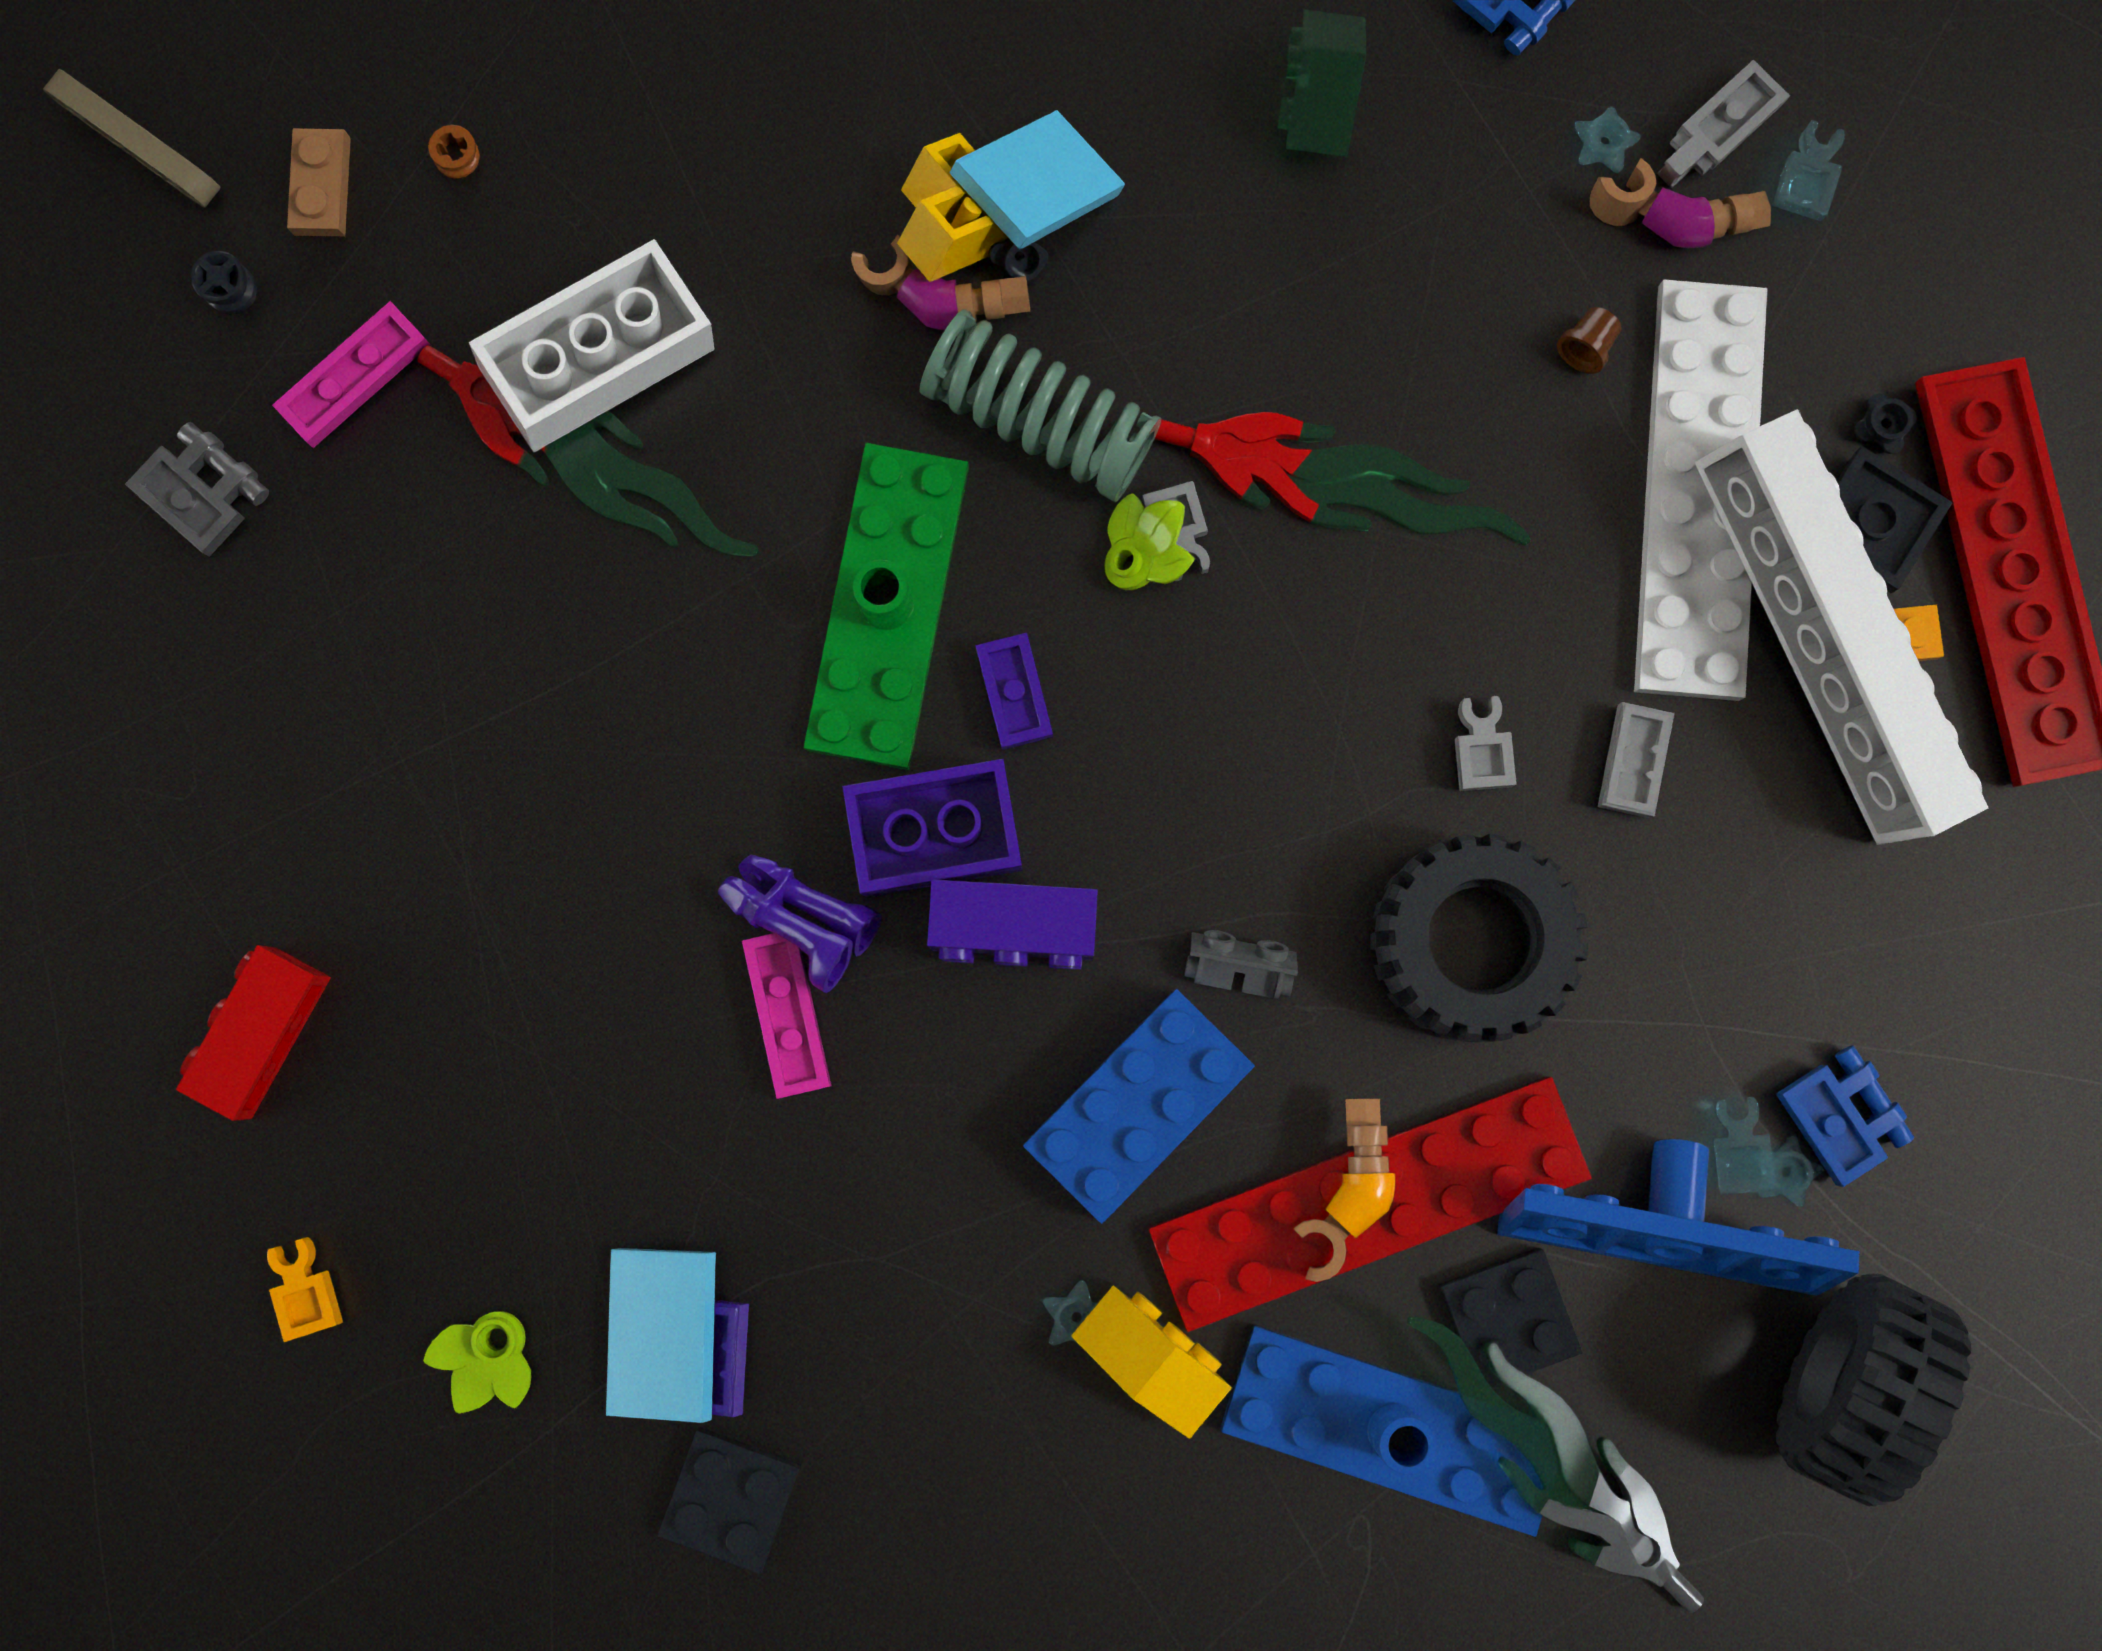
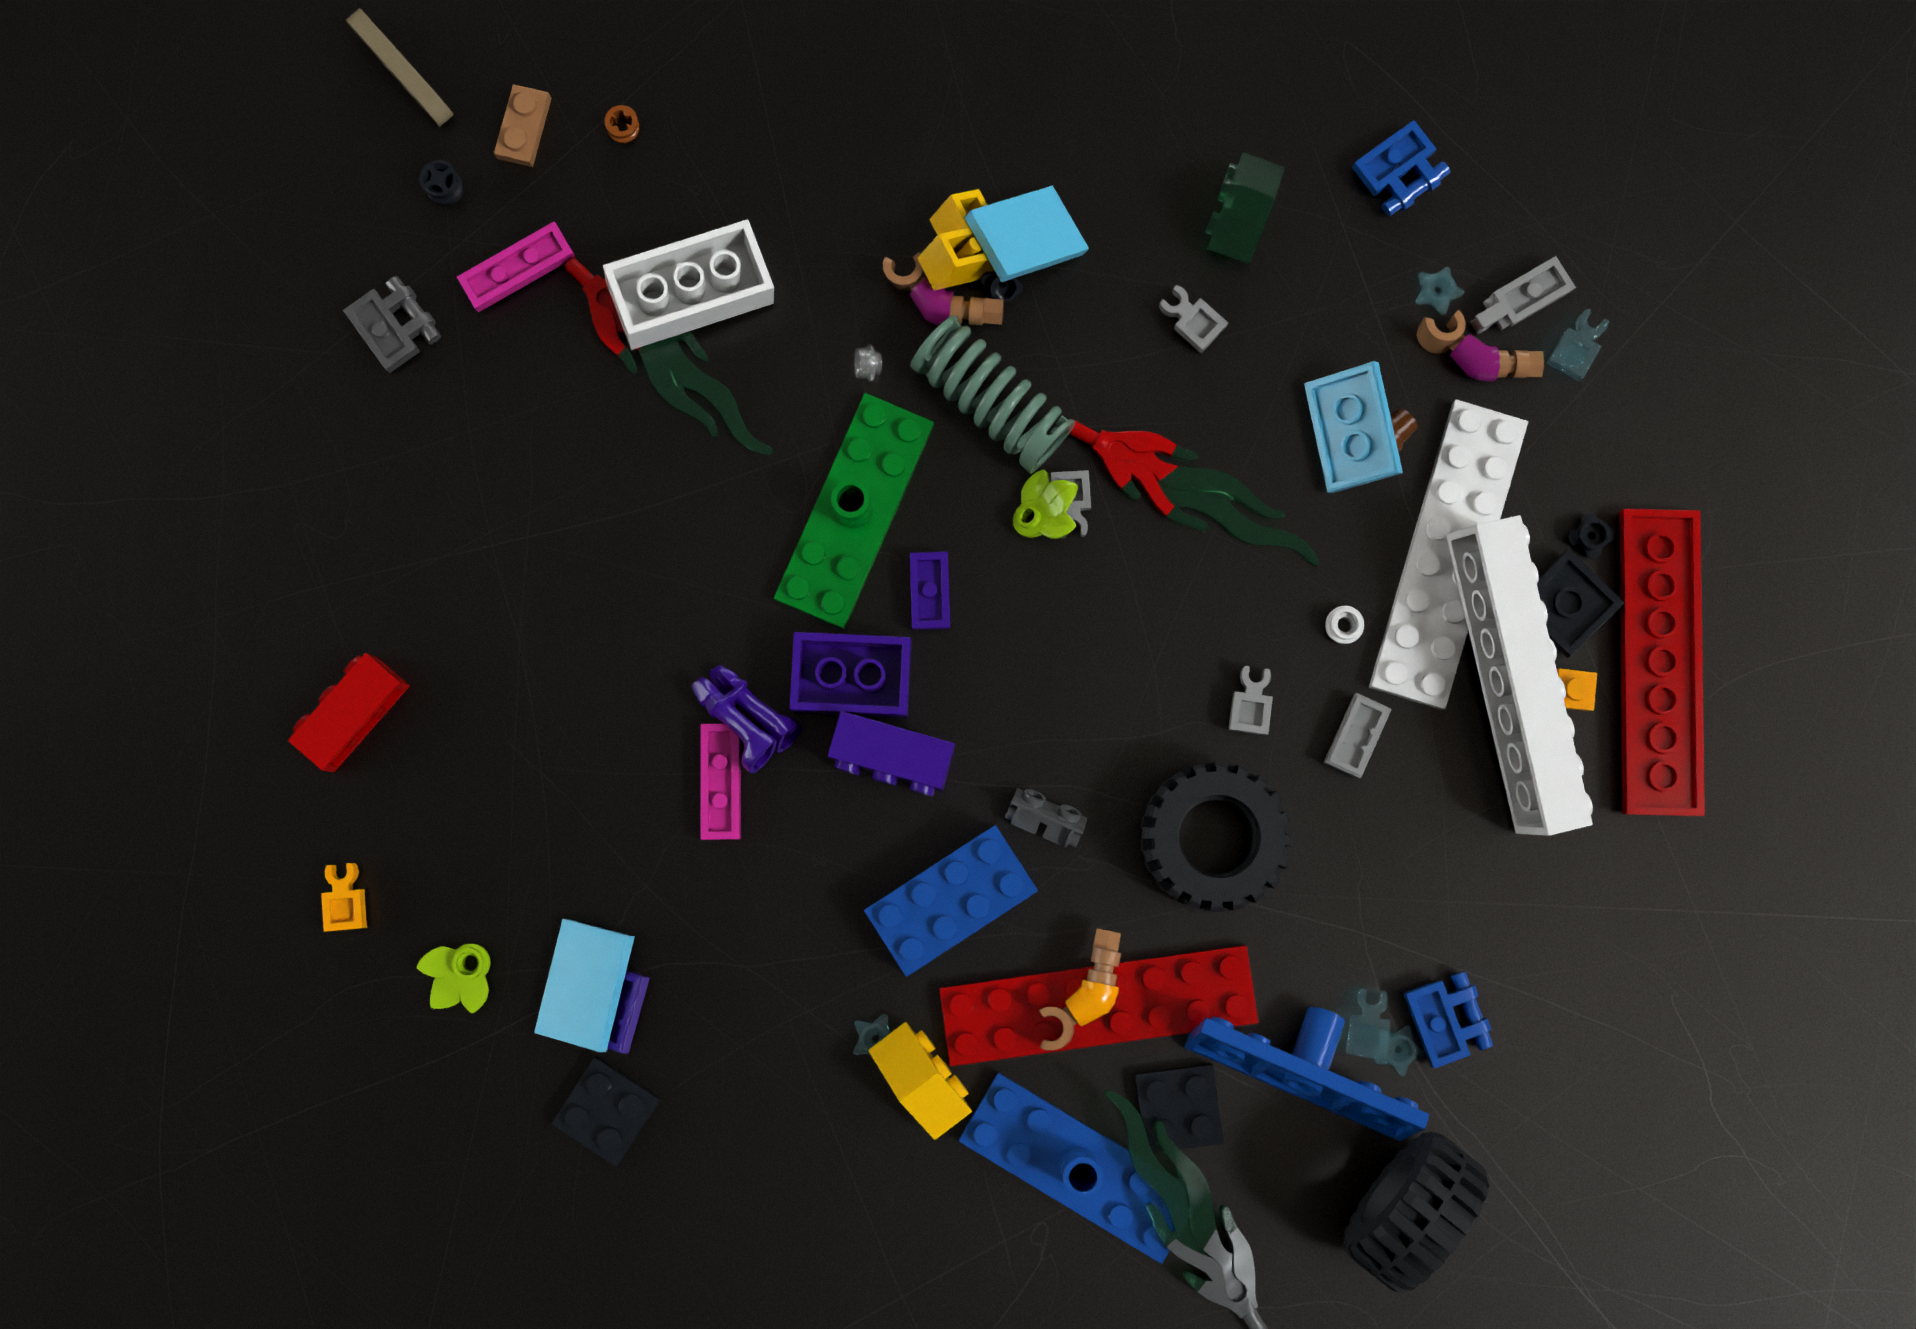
camera: 15 degrees right, 0 degrees up
(860, 402) = (867, 363): none -> clear plate
(1294, 252) = (1196, 322): none -> light grey plate
(1536, 346) = (1353, 427): none -> medium azure tile
(1594, 603) = (1356, 624): none -> white plate

